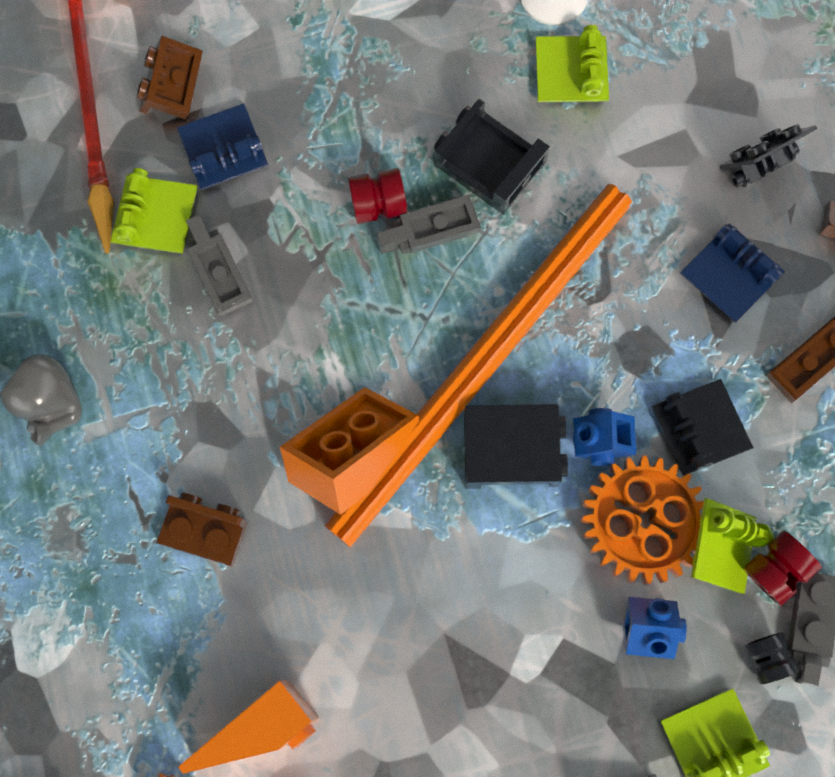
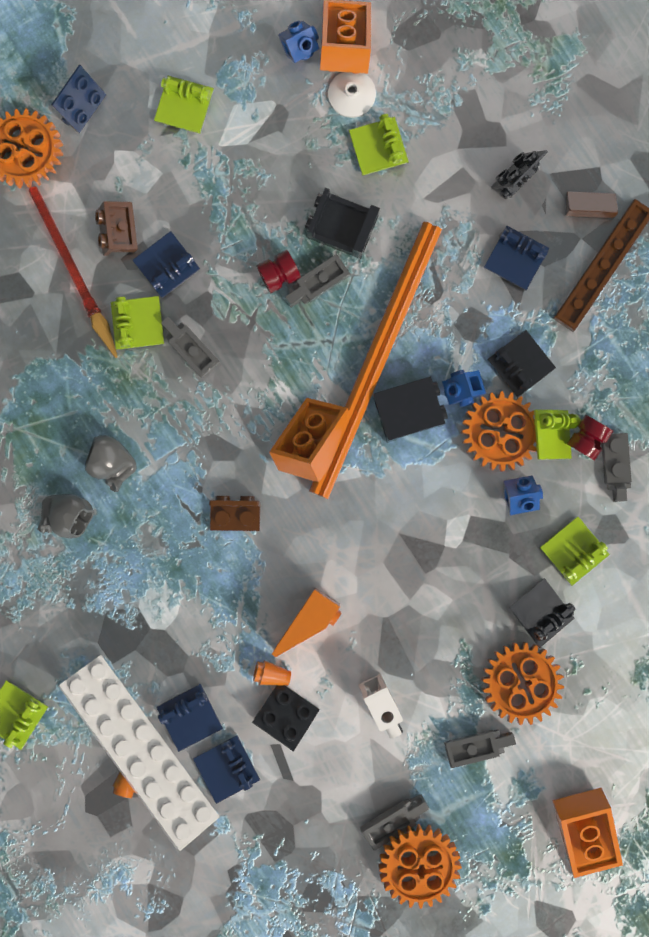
camera: 15 degrees left, 10 degrees up
(771, 658) = (596, 492): black wheel -> none

